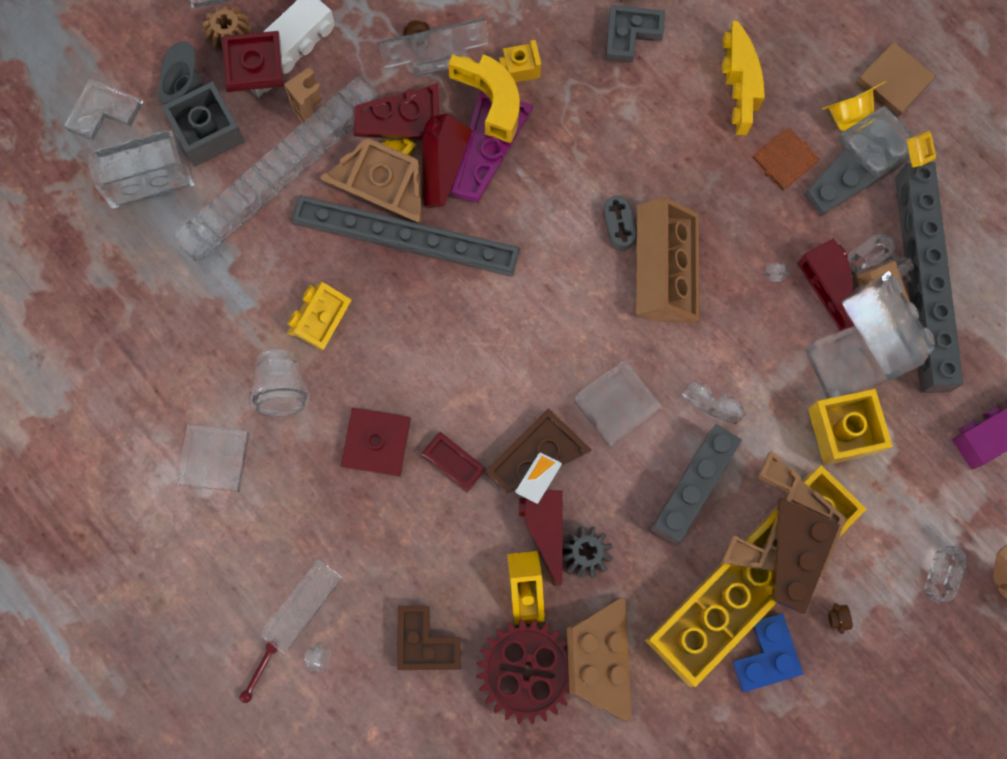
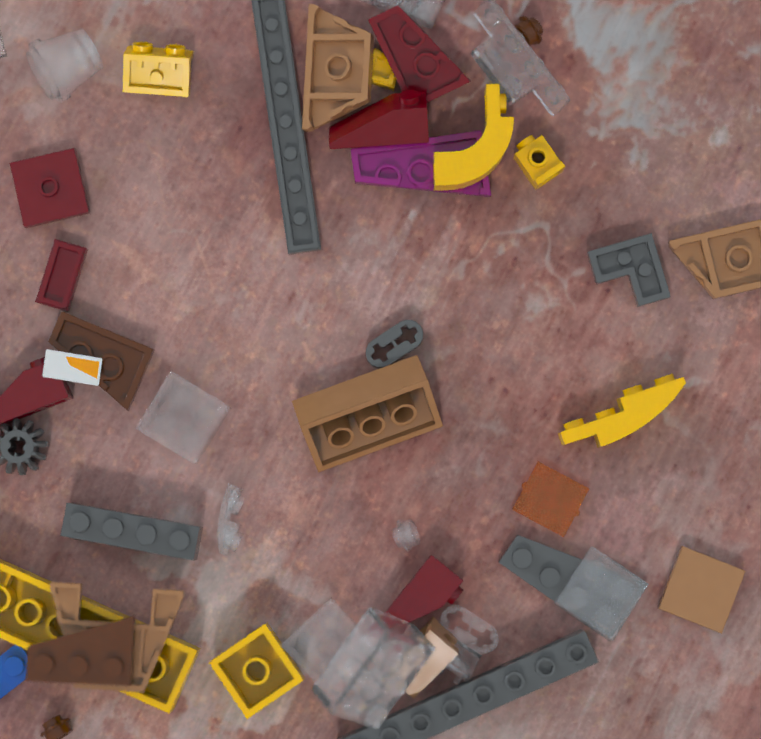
camera: 75 degrees right, 10 degrees up
(852, 110) = (636, 553): yellow piece -> none
(921, 148) = (600, 639): yellow tile -> none

